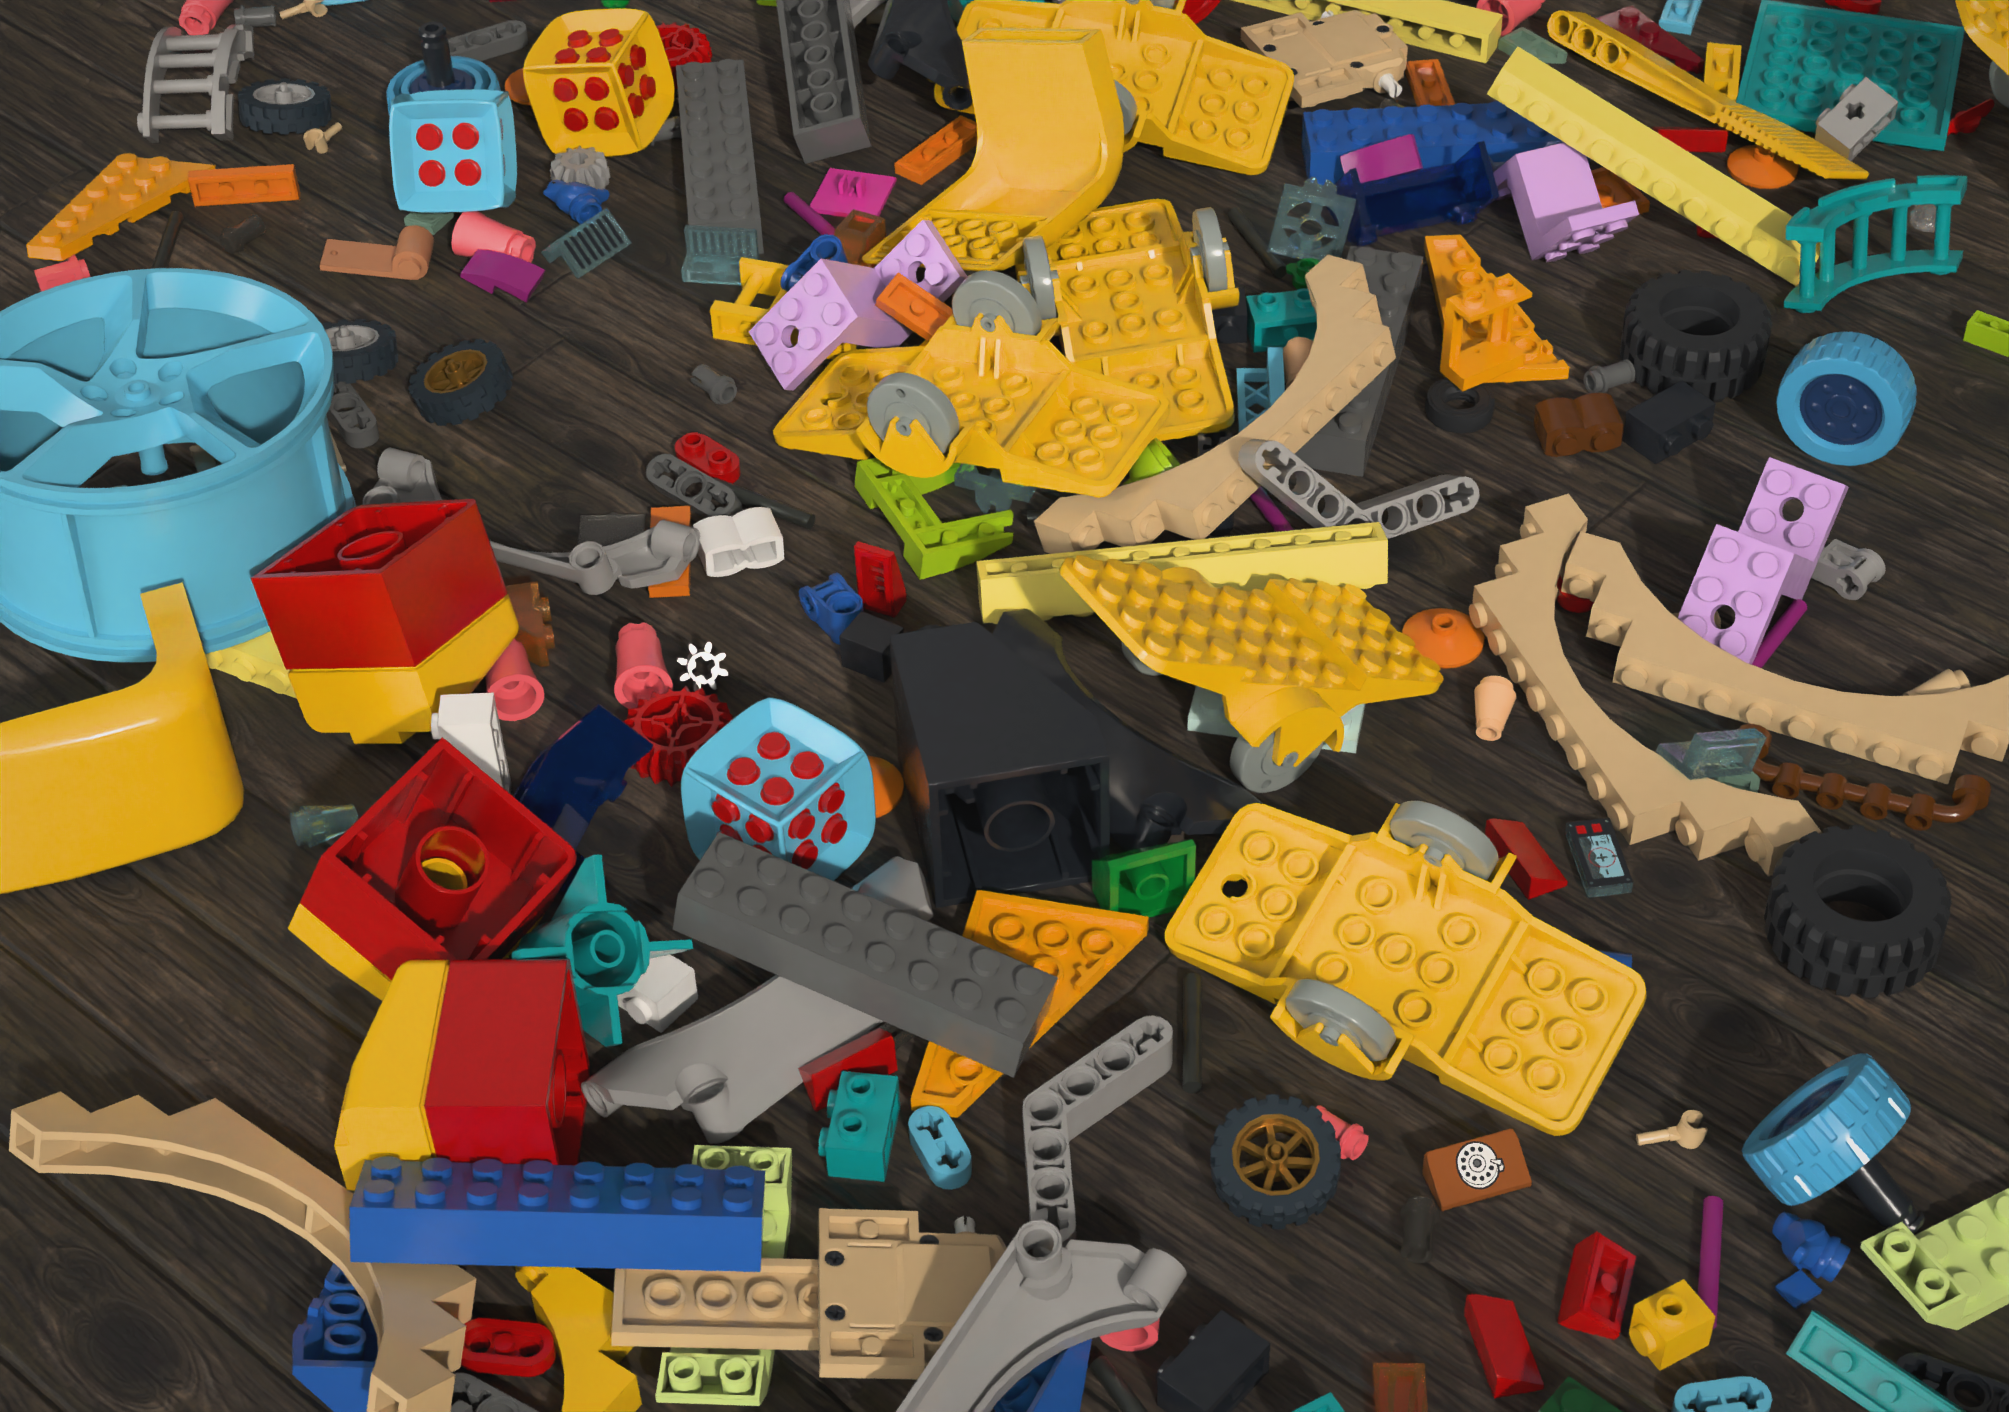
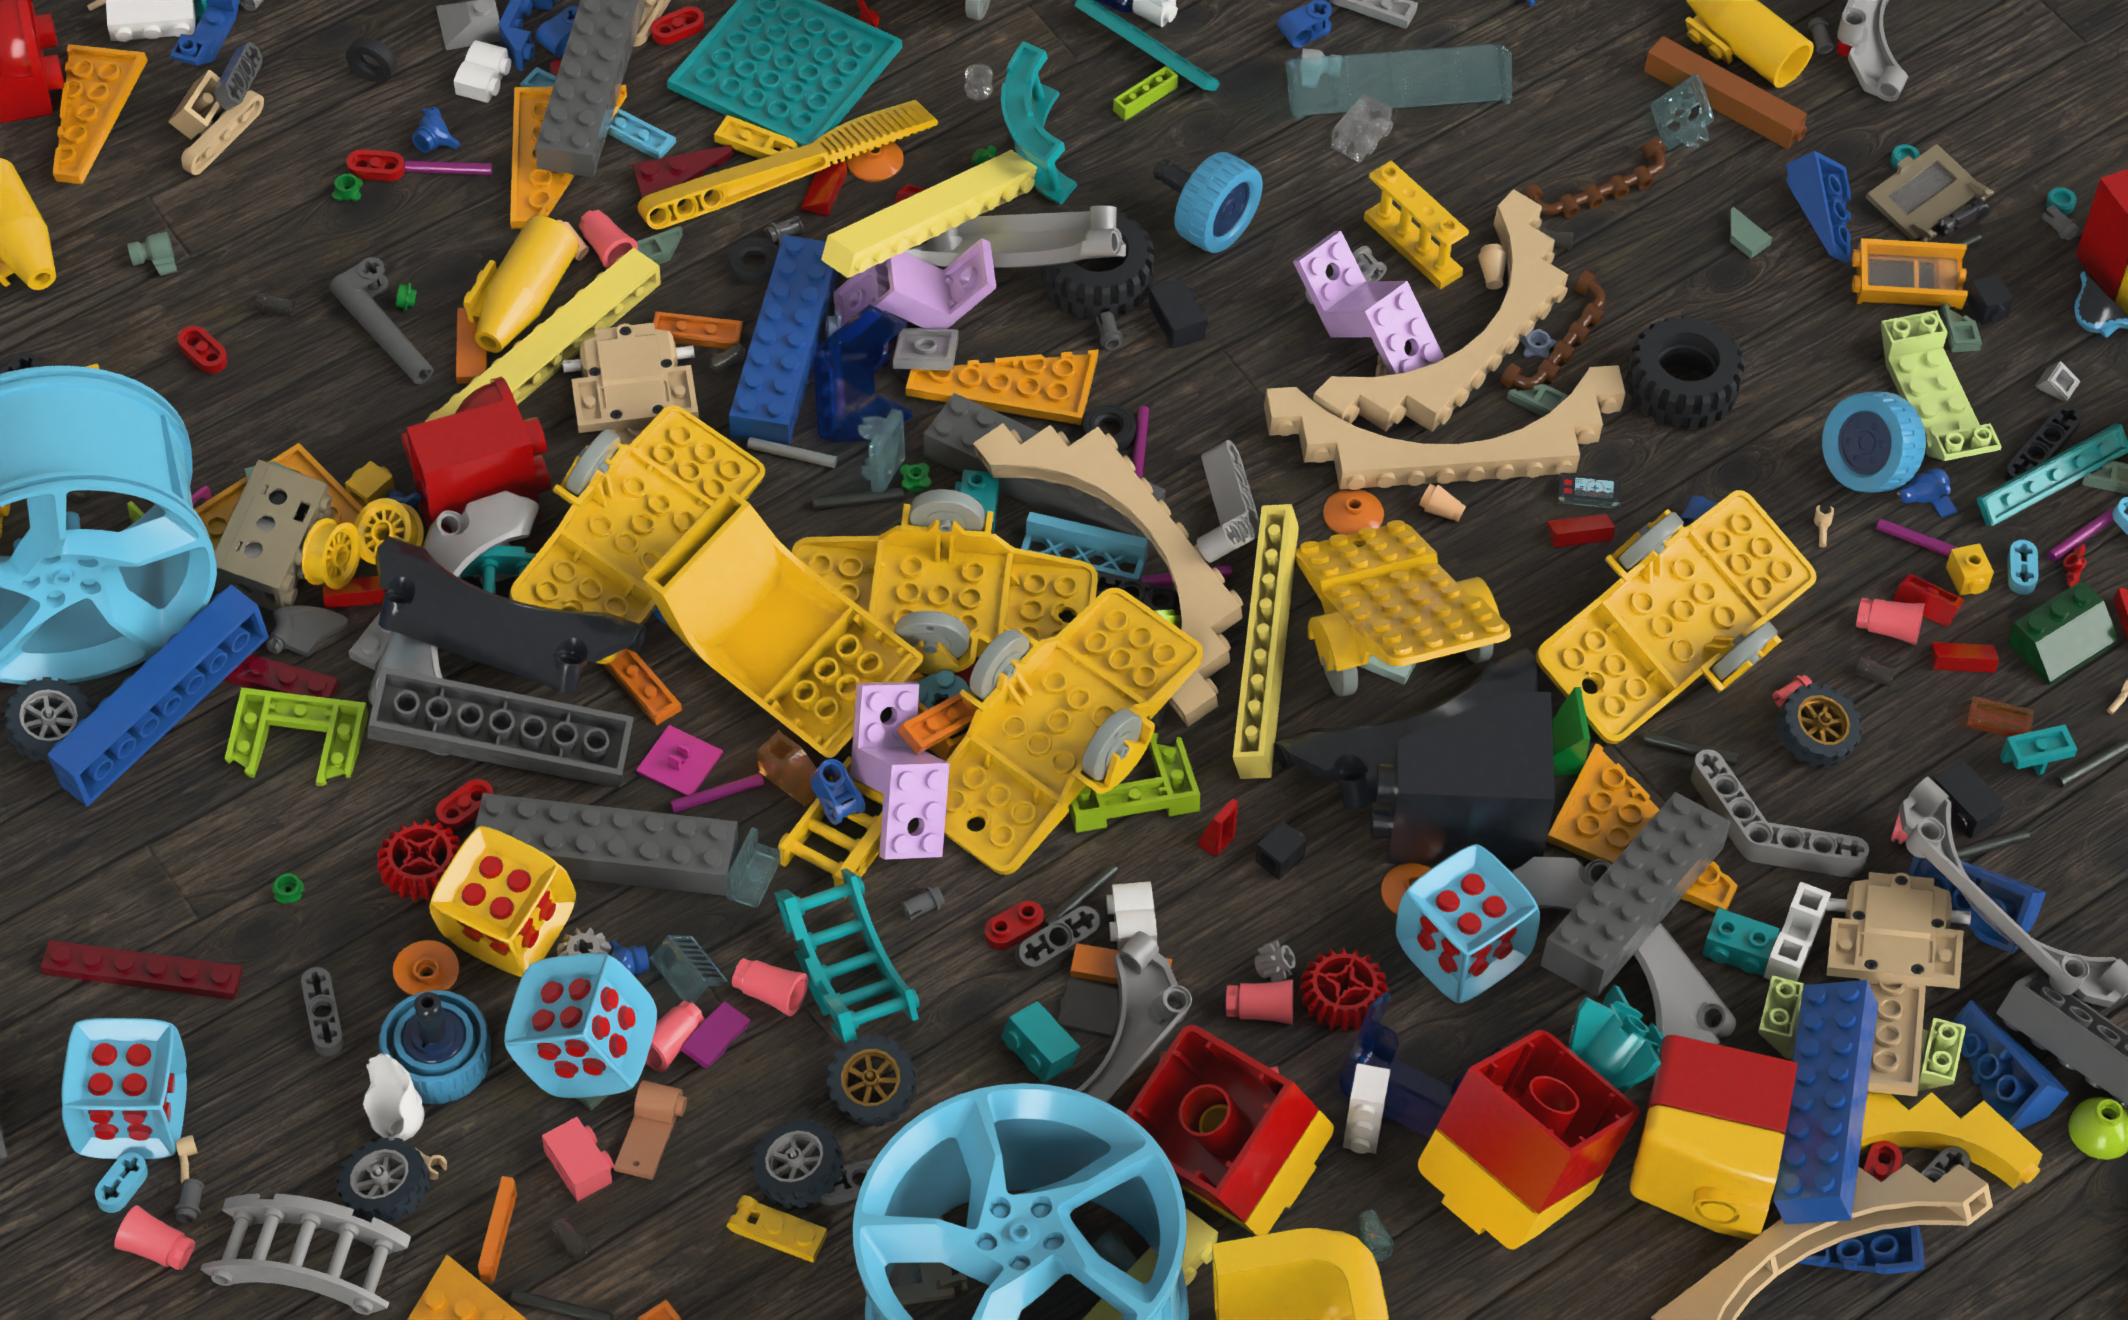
camera: 80 degrees left, 10 degrees up
(333, 214) = (577, 1158): none -> coral brick
(365, 89) = (392, 1100): none -> white hair
(538, 493) = (1040, 1042): none -> teal brick
(566, 302) = (771, 985): none -> coral plant
(597, 321) = (820, 975): none -> teal fence
(758, 73) = (462, 804): none -> red plate
(831, 605) = (1226, 865): blue piece -> none
(845, 1178) = (1798, 933): none -> white arch
(868, 1054) = (1692, 937): red slope -> none
(948, 1143) = (1759, 904): medium azure beam -> none
(1294, 357) = (1030, 503): light nougat cone -> none
(1298, 179) = (792, 452): none -> light grey bar
(1384, 159) = (819, 386): magenta slope -> none
(1450, 435) = (1140, 439): none -> magenta bar
(1476, 1169) = (1835, 630): dark orange slope -> none
(1491, 240) = (925, 349): none -> light grey tile
(1497, 353) = (1079, 384): light orange panel -> none
(1521, 1237) = (1891, 618): none -> coral plant
(1578, 424) = (1163, 364): reddish brown brick -> none
(1666, 244) = (1030, 238): none -> light grey panel
(1715, 753) = (1540, 399): clear light blue panel -> none
(1838, 759) = (1537, 337): none -> sand blue plate
(1856, 119) = (871, 81): light grey brick -> none
(1938, 587) = (1405, 236): none -> yellow fence

